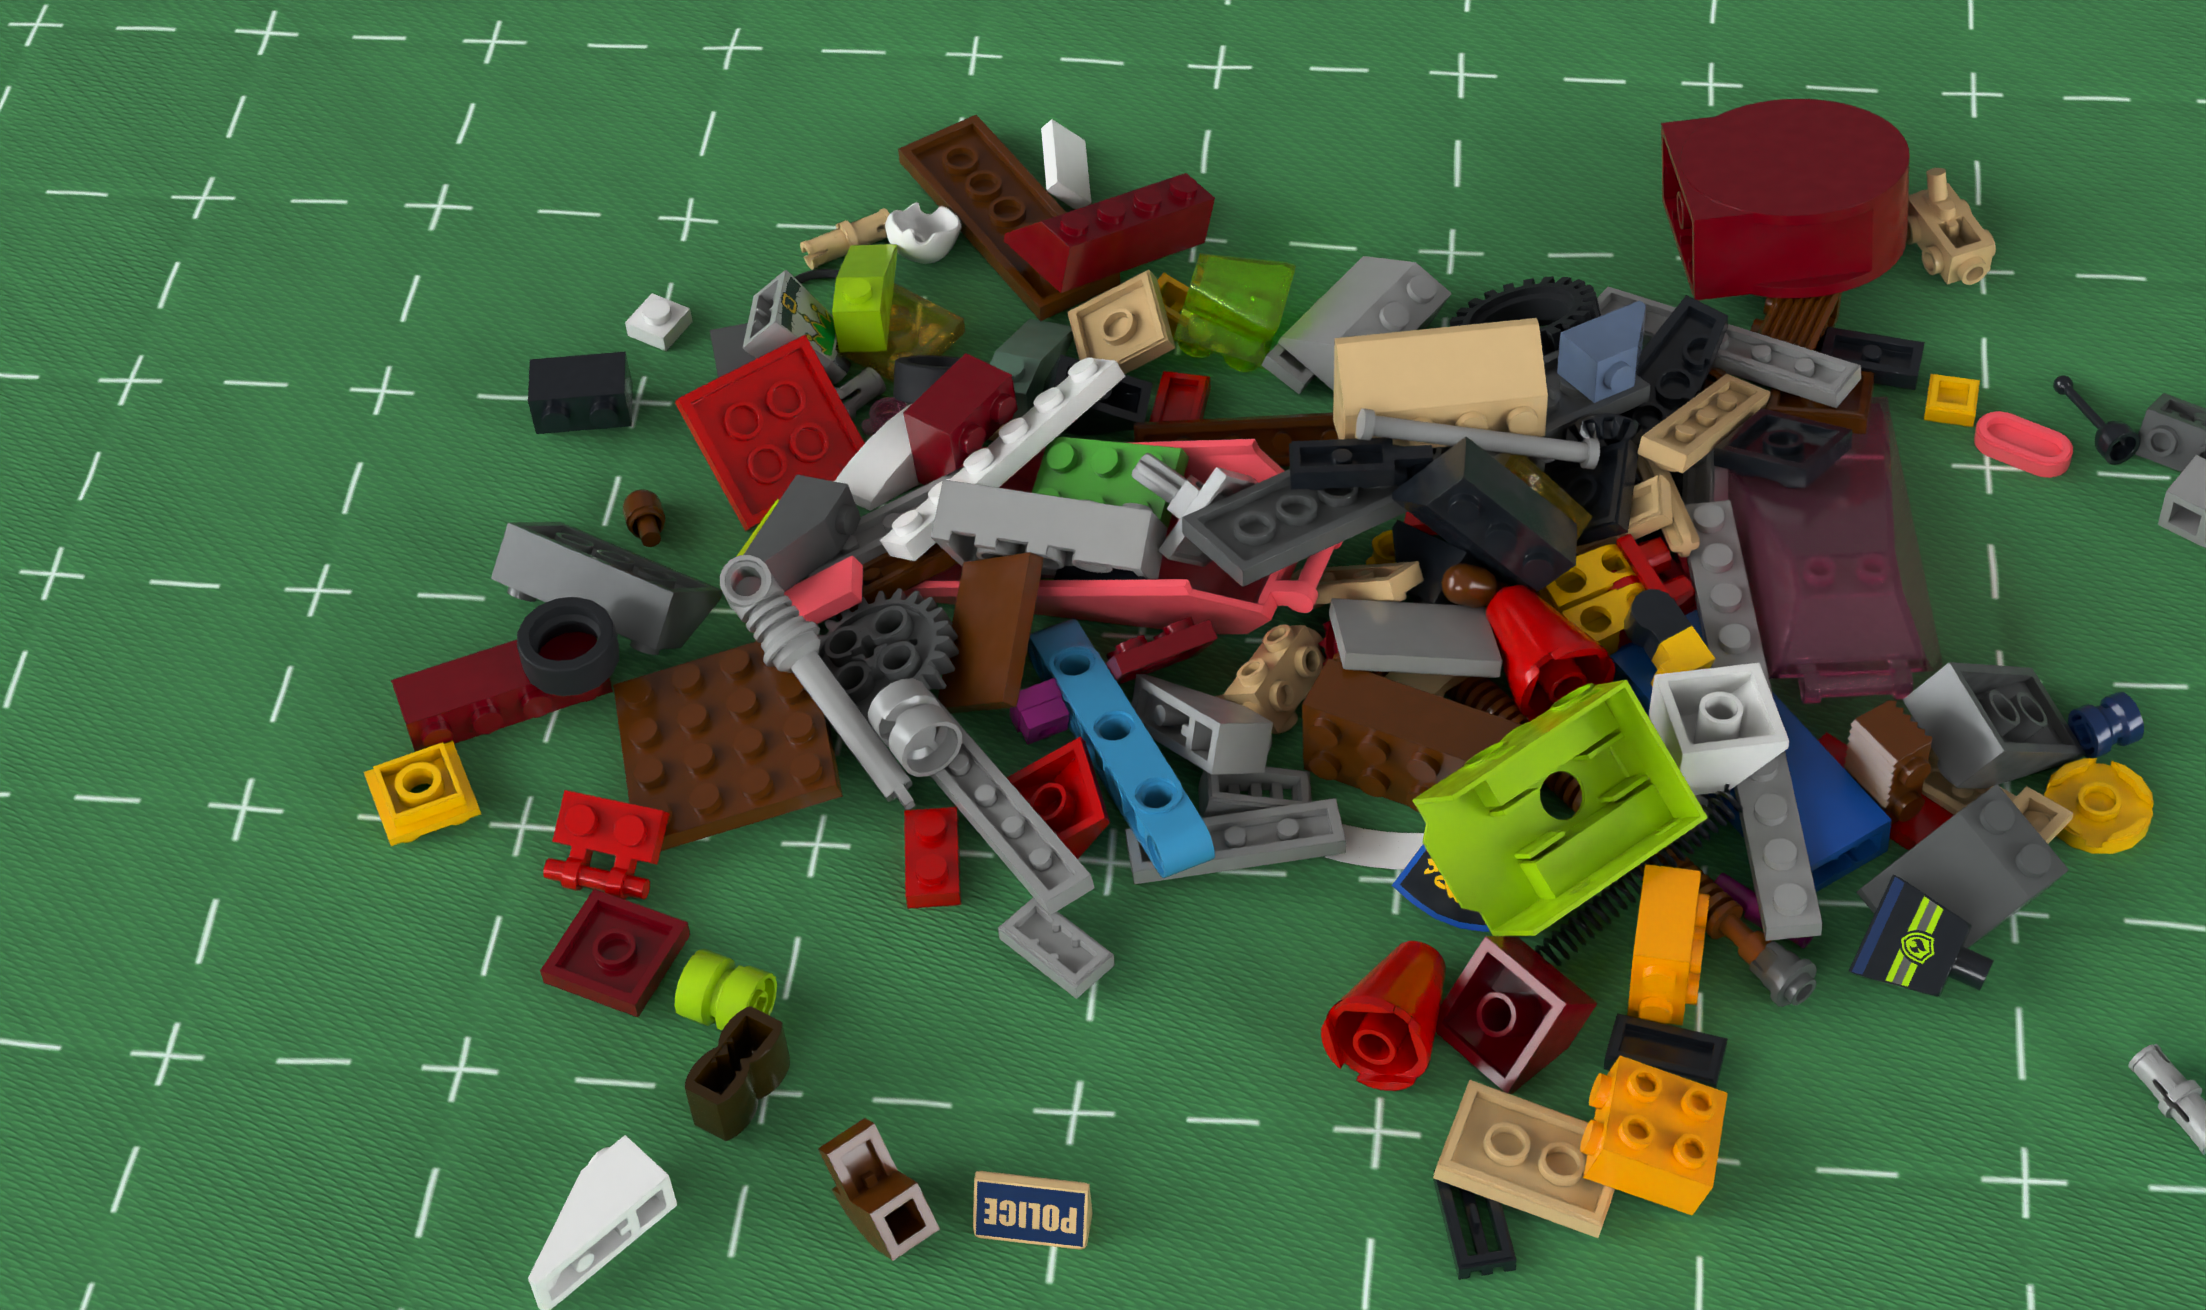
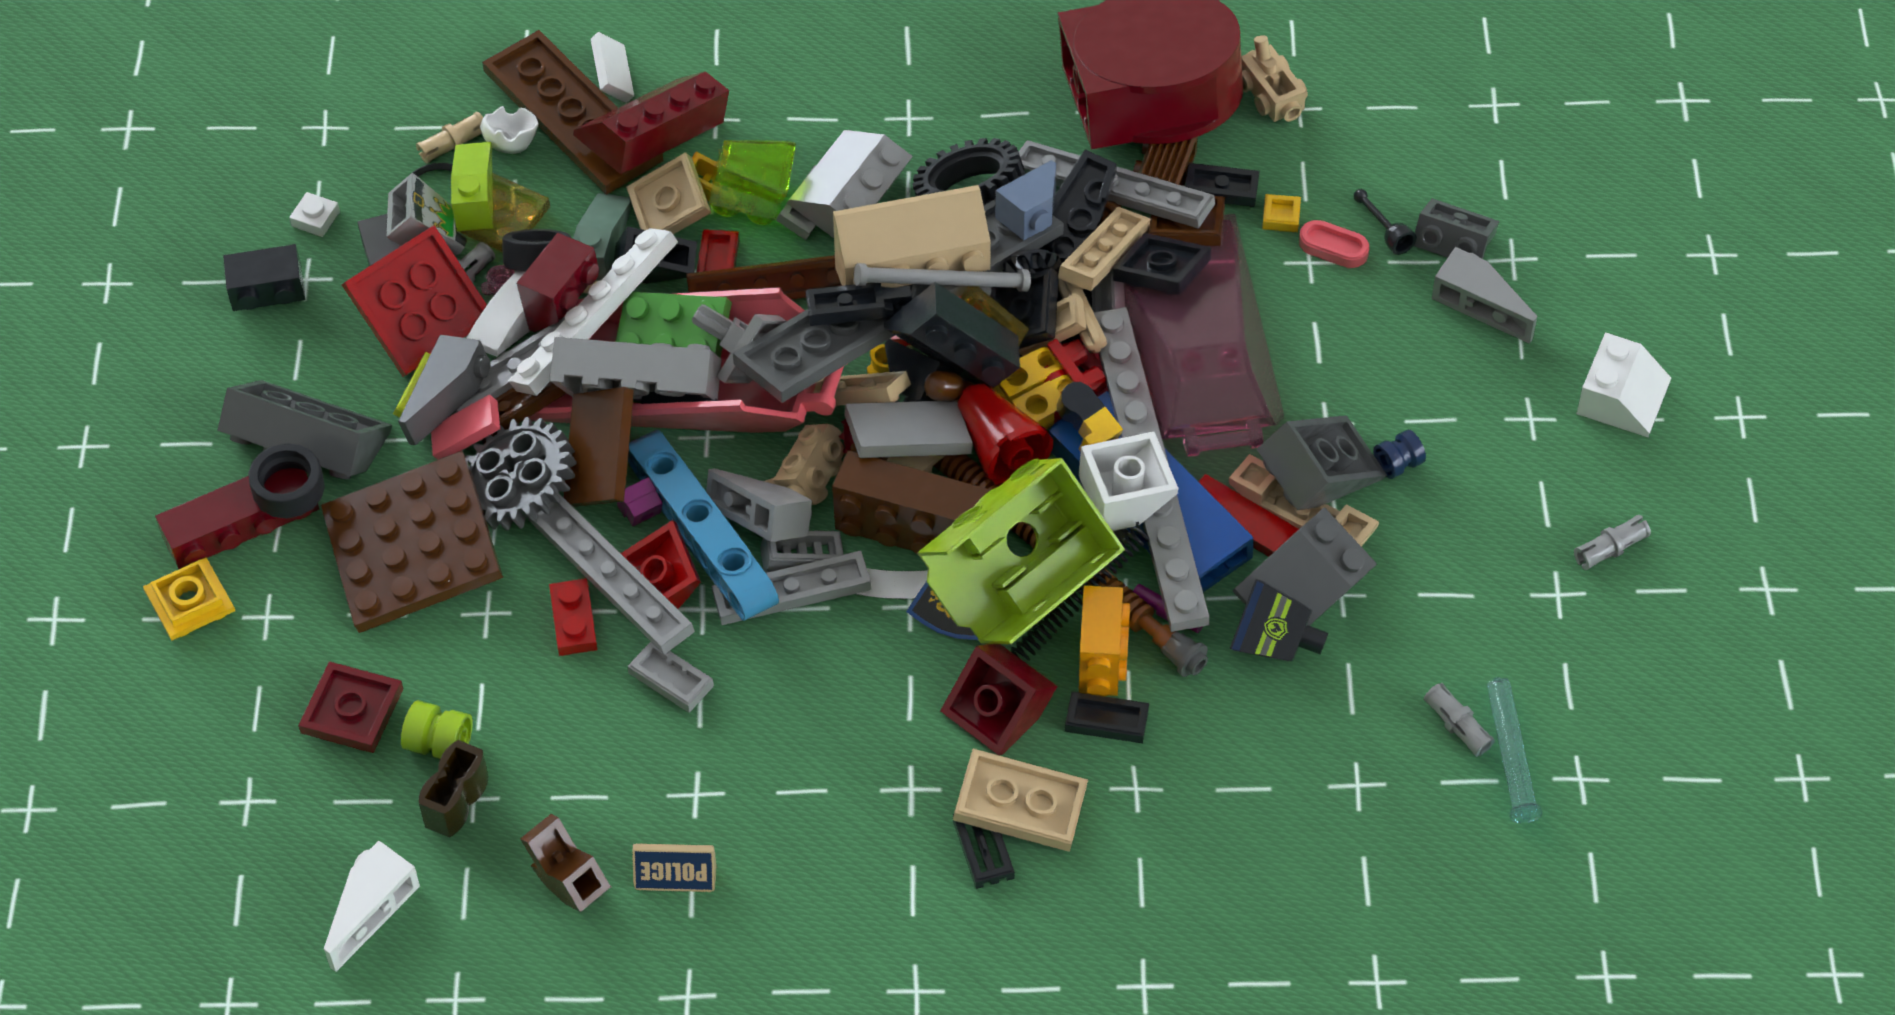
camera: 10 degrees left, 5 degrees up
(608, 828) = (333, 615): red plate -> none
(644, 516) = (325, 371): reddish brown cylinder -> none
(793, 647) = (456, 471): light grey piece -> none
(915, 727) = (551, 523): light grey wheel -> none
(1176, 644) = (730, 446): dark red plate -> none
(1389, 1019) = (913, 709): red cone -> none
(1654, 1135) = (1102, 776): light orange brick -> none
(1889, 759) = (1249, 494): reddish brown brick -> none
(2107, 805) = (1402, 510): yellow tile -> none

